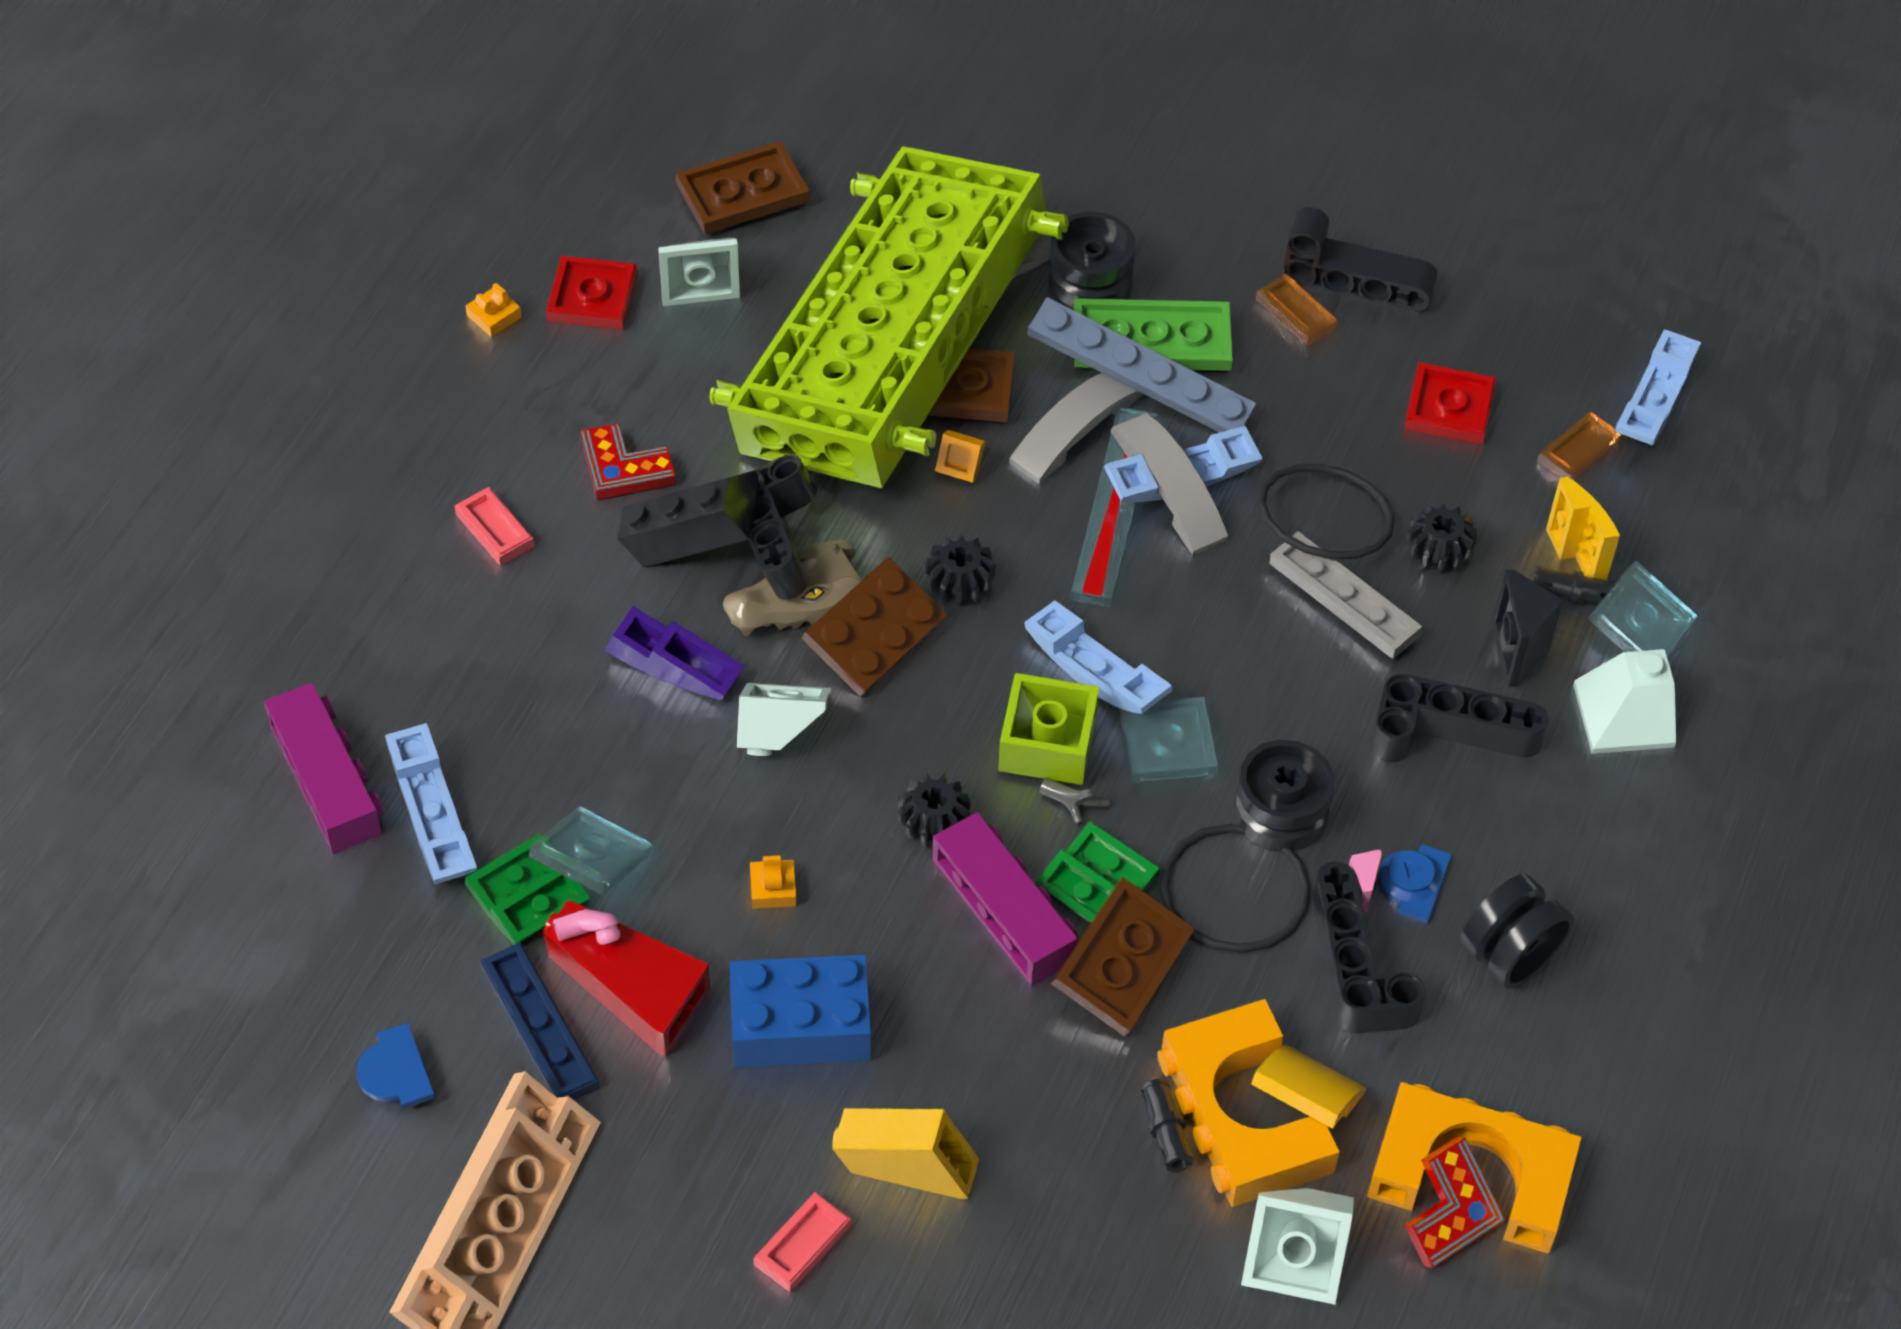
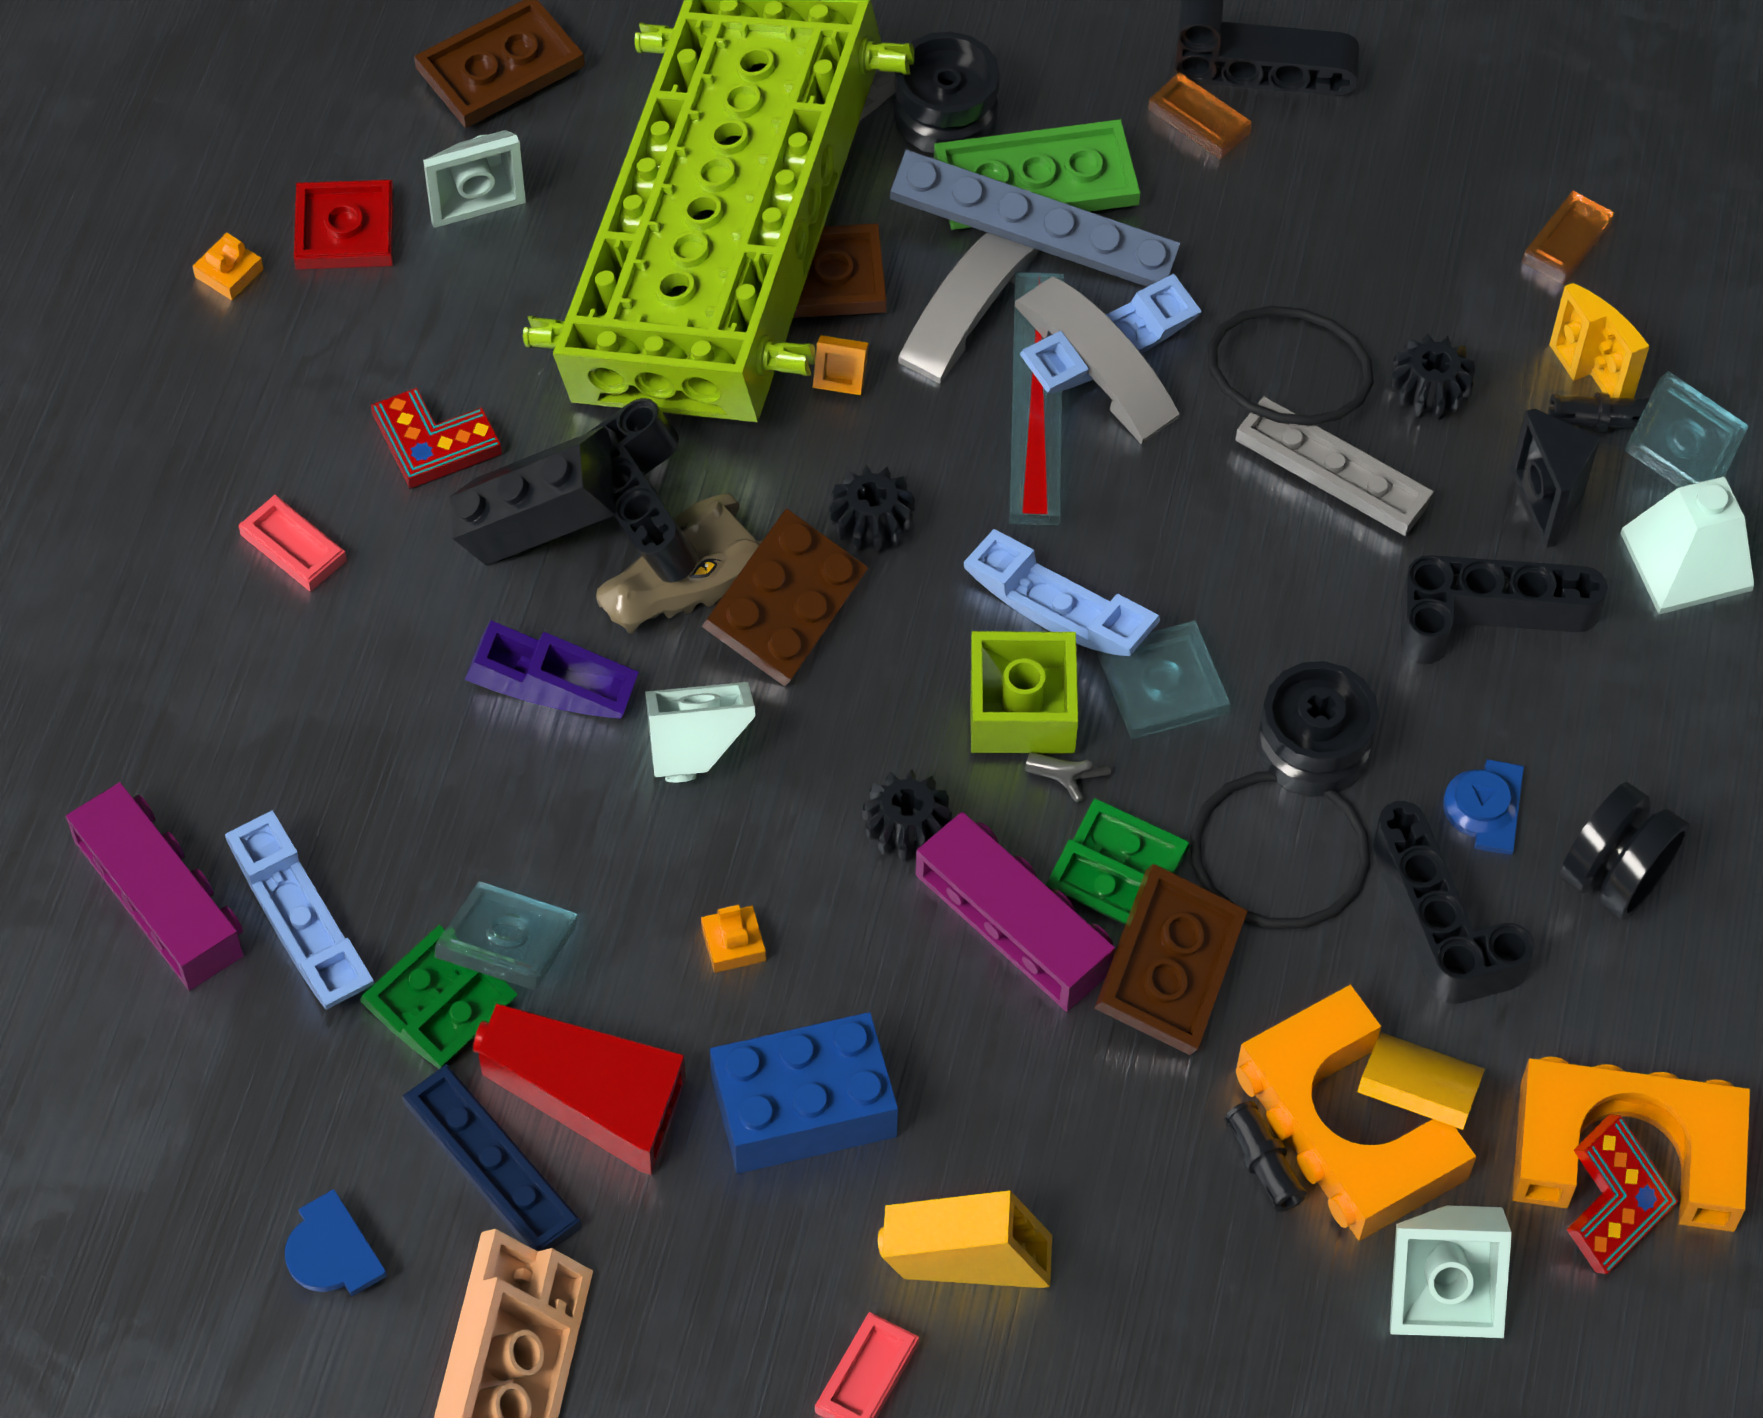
camera: 10 degrees left, 5 degrees up
(587, 921) = (528, 1028): bright pink arm -> none
(1366, 868) = (1434, 804): bright pink slope -> none
(1450, 403) = (1406, 205): red tile -> none
(1659, 388) = (1647, 149): light blue slope -> none

